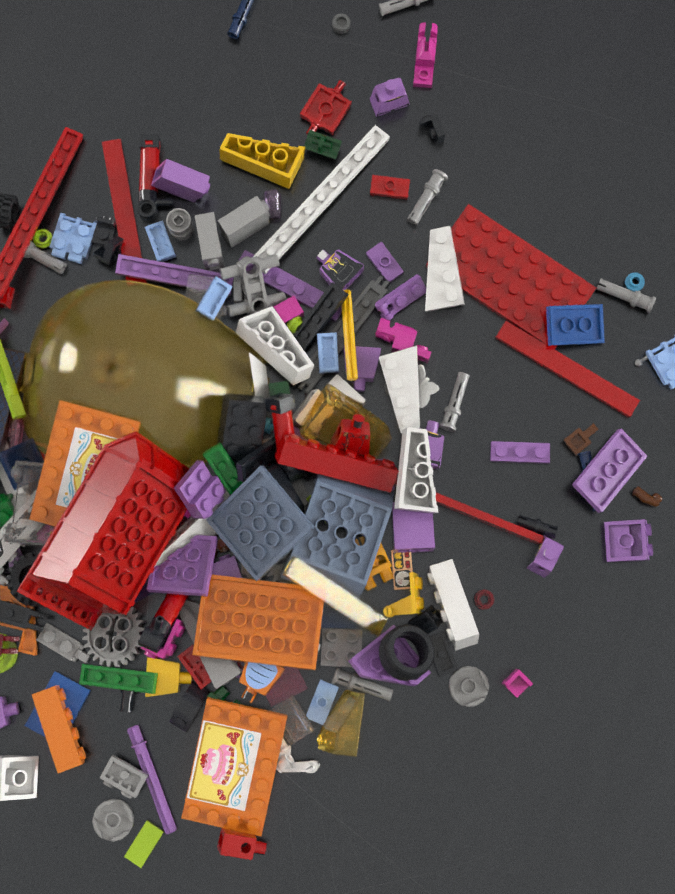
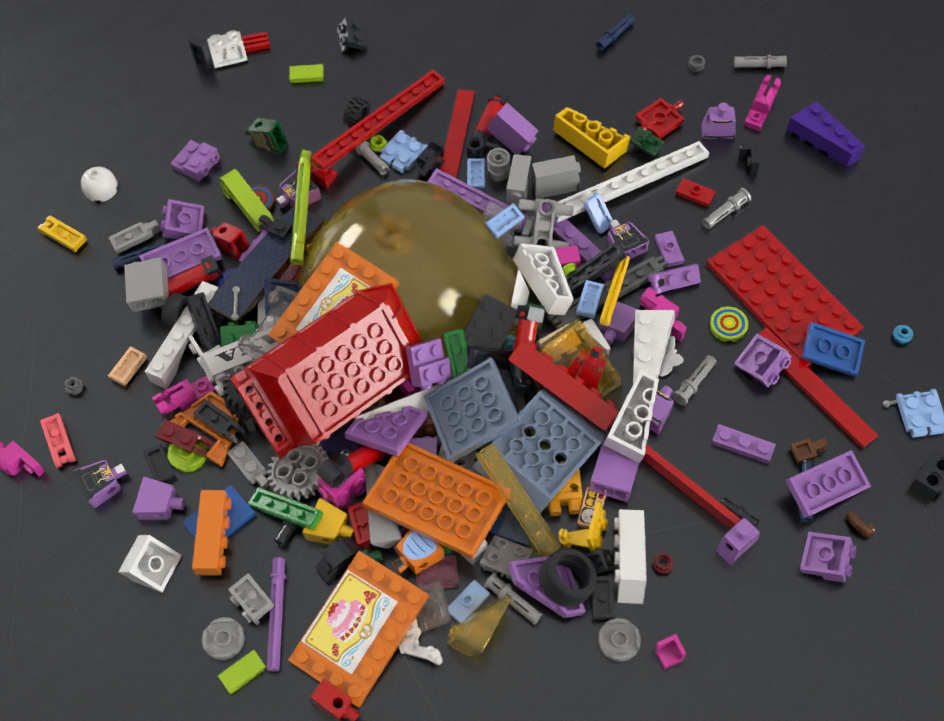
camera: 25 degrees right, 20 degrees down
(273, 200) = (586, 174): clear purple cone -> none
(302, 248) = (598, 212): none -> light blue plate
(443, 276) = (719, 268): white wedge -> none
(468, 328) = (728, 324): none -> lime tile
(500, 73) = (826, 134): none -> dark purple wedge
(513, 360) = (763, 360): none -> medium lavender plate
(635, 298) = (899, 346): light grey pin -> none

